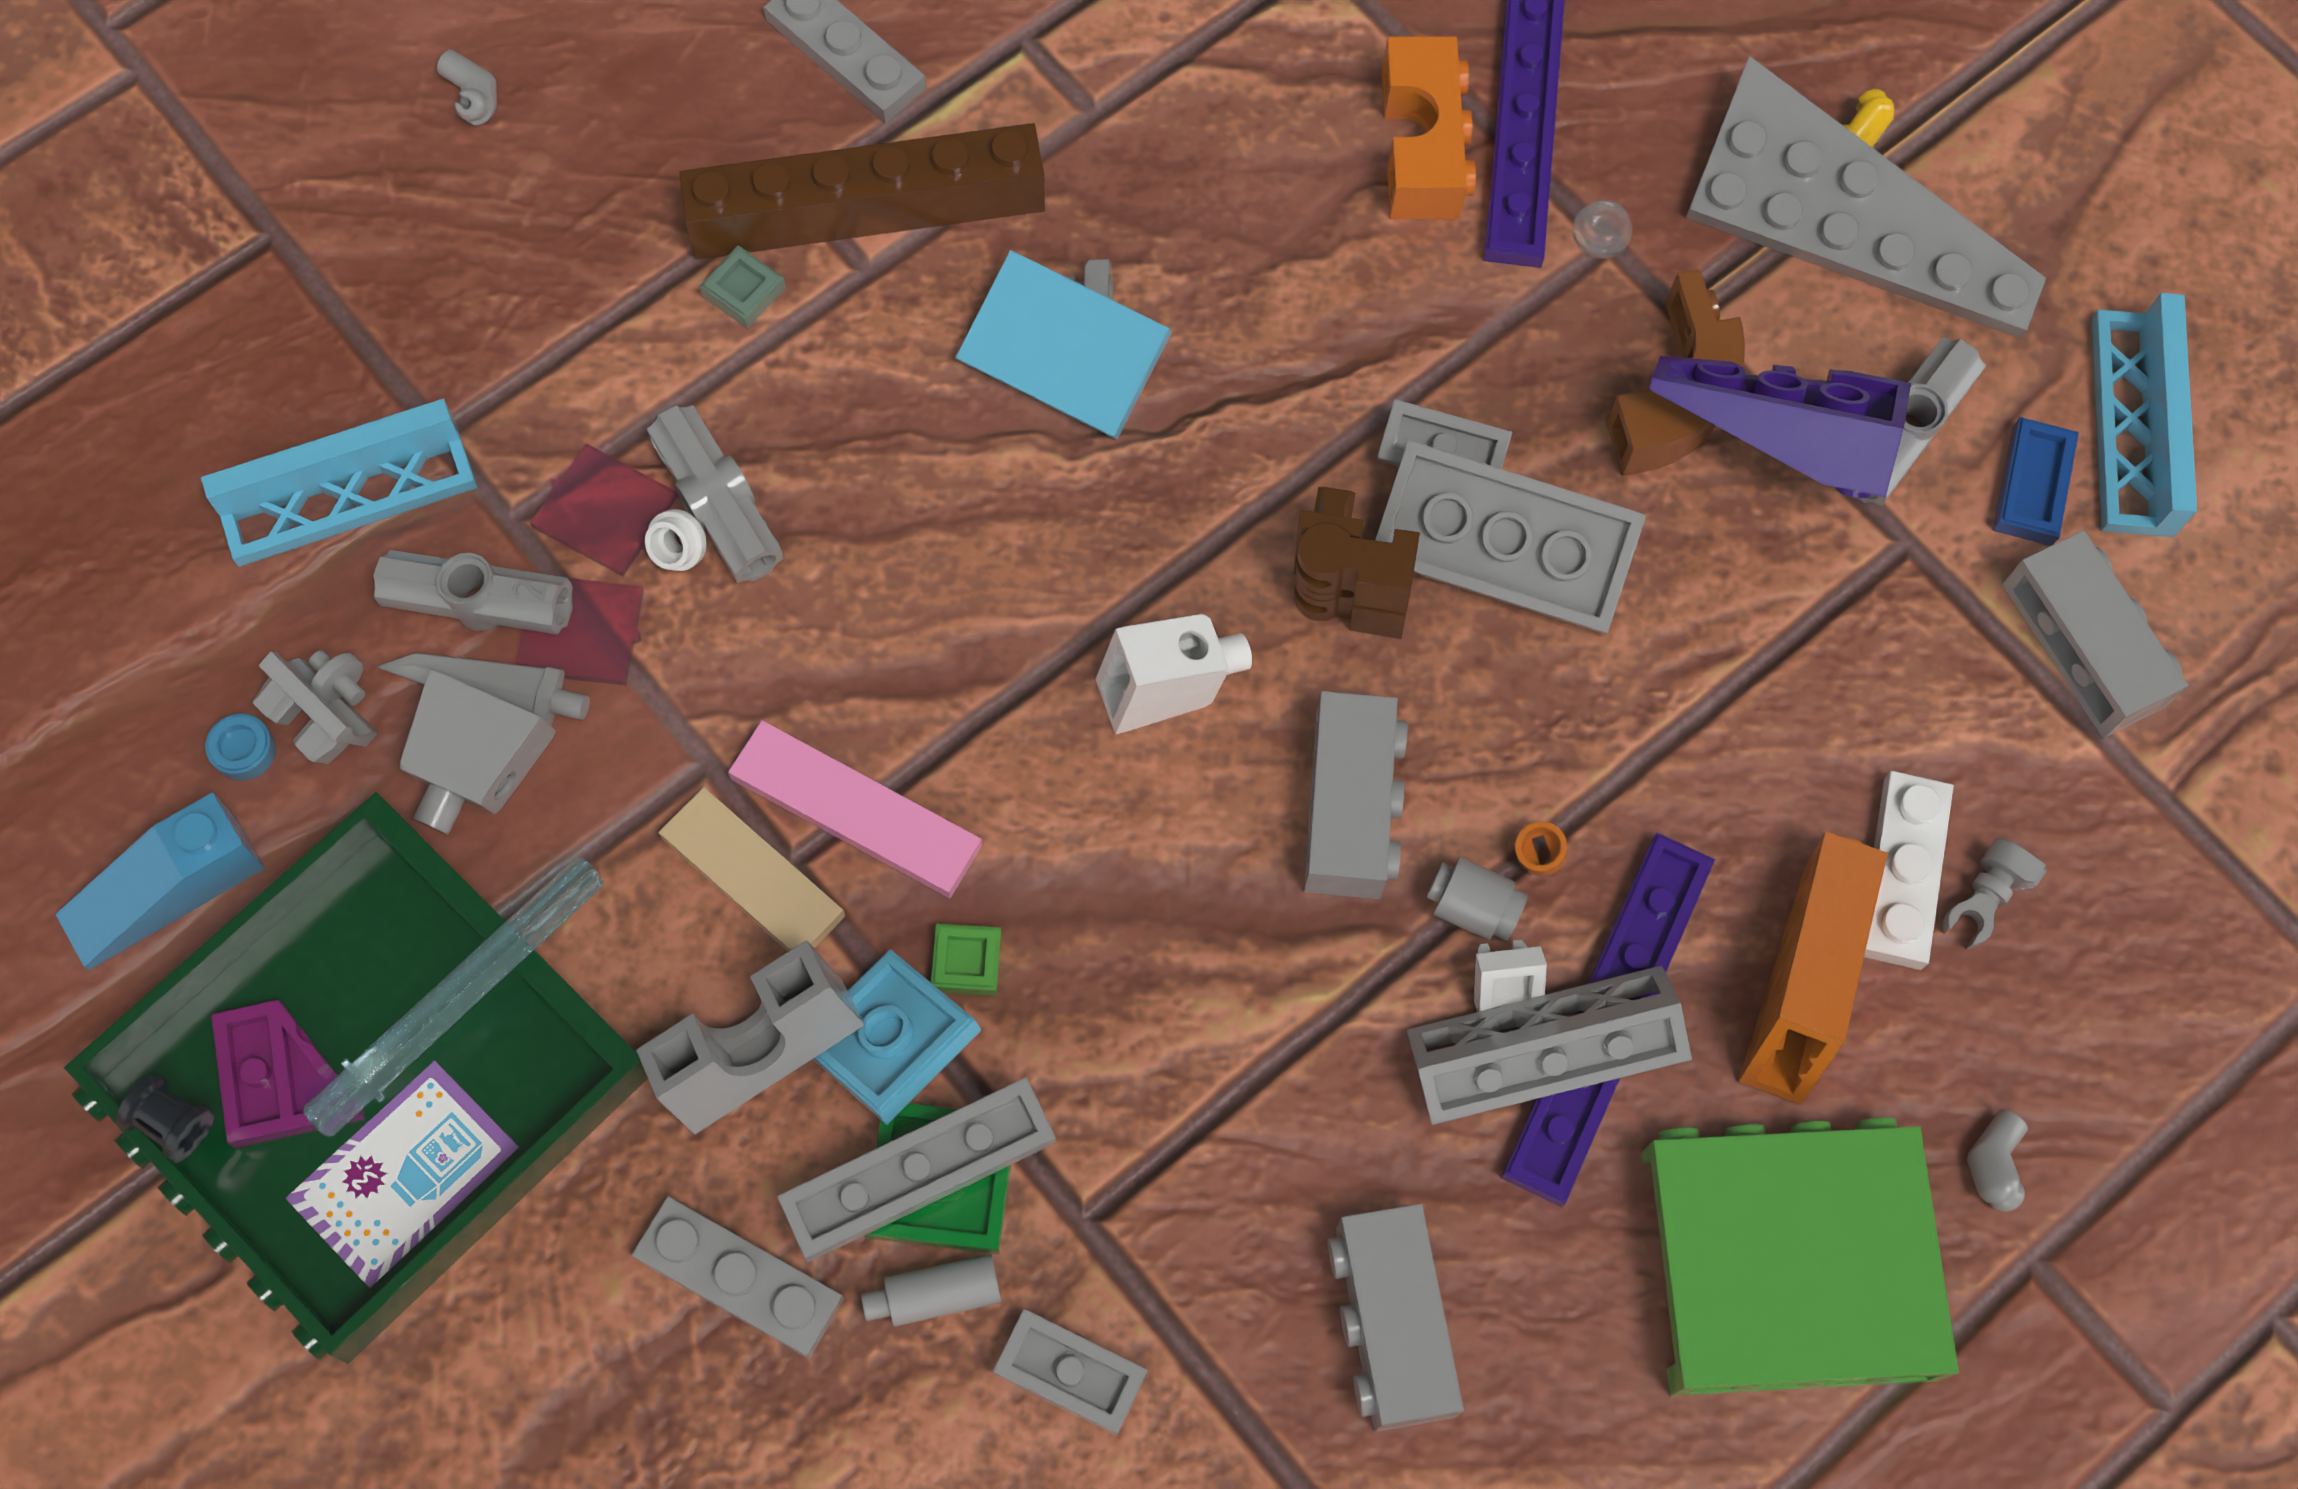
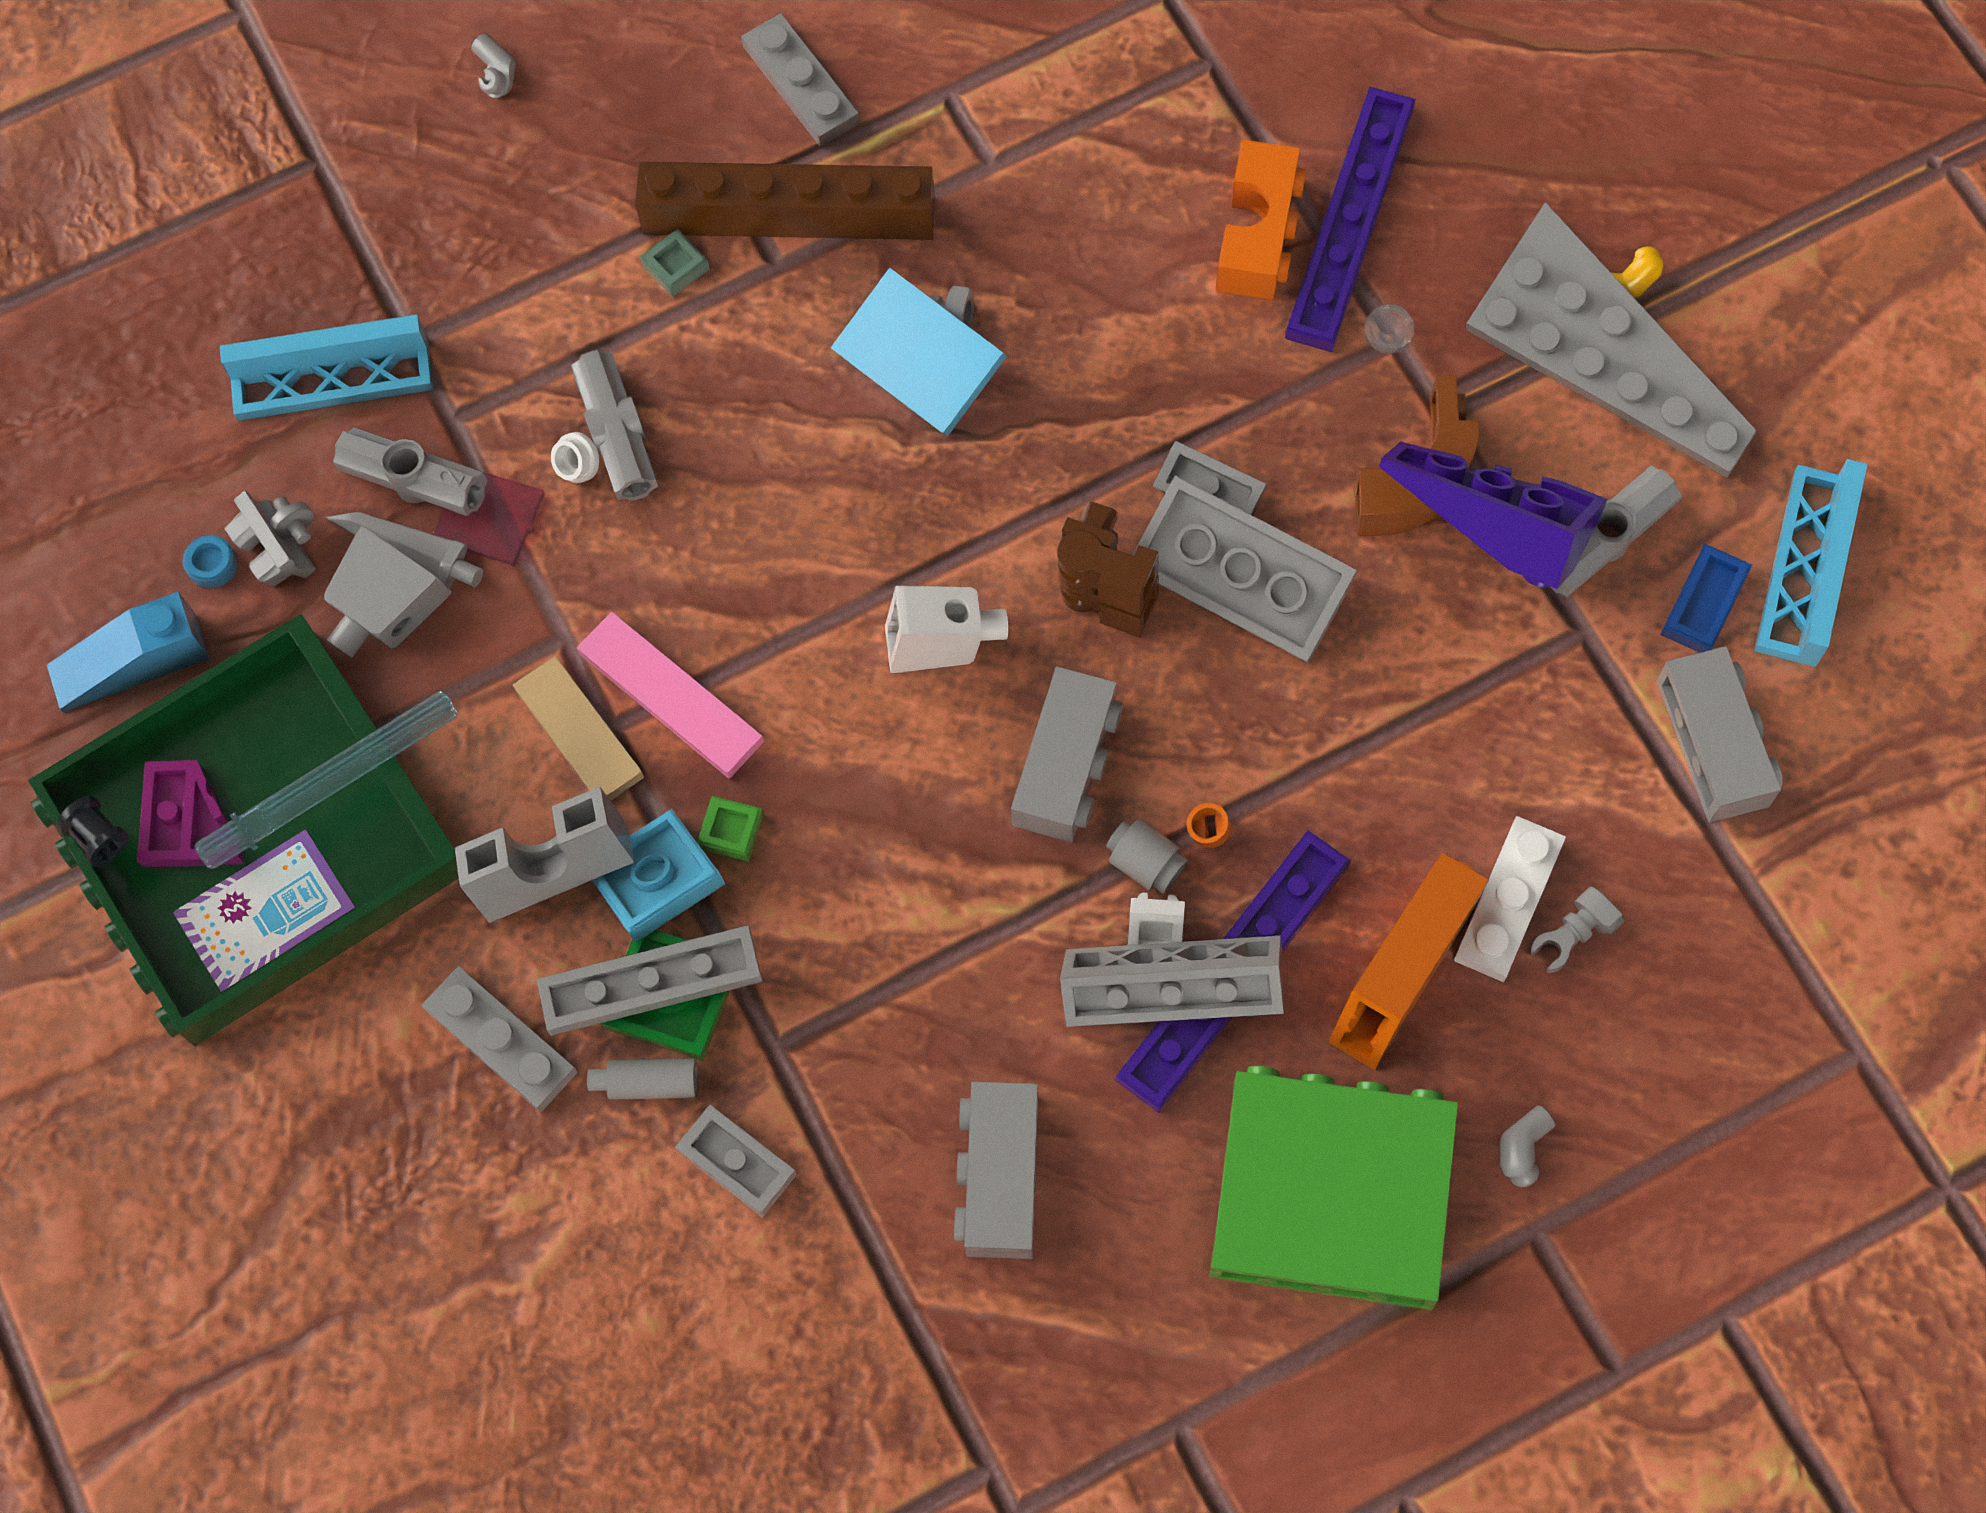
camera: 20 degrees right, 0 degrees up
(603, 509) = (526, 423): clear pink piece -> none

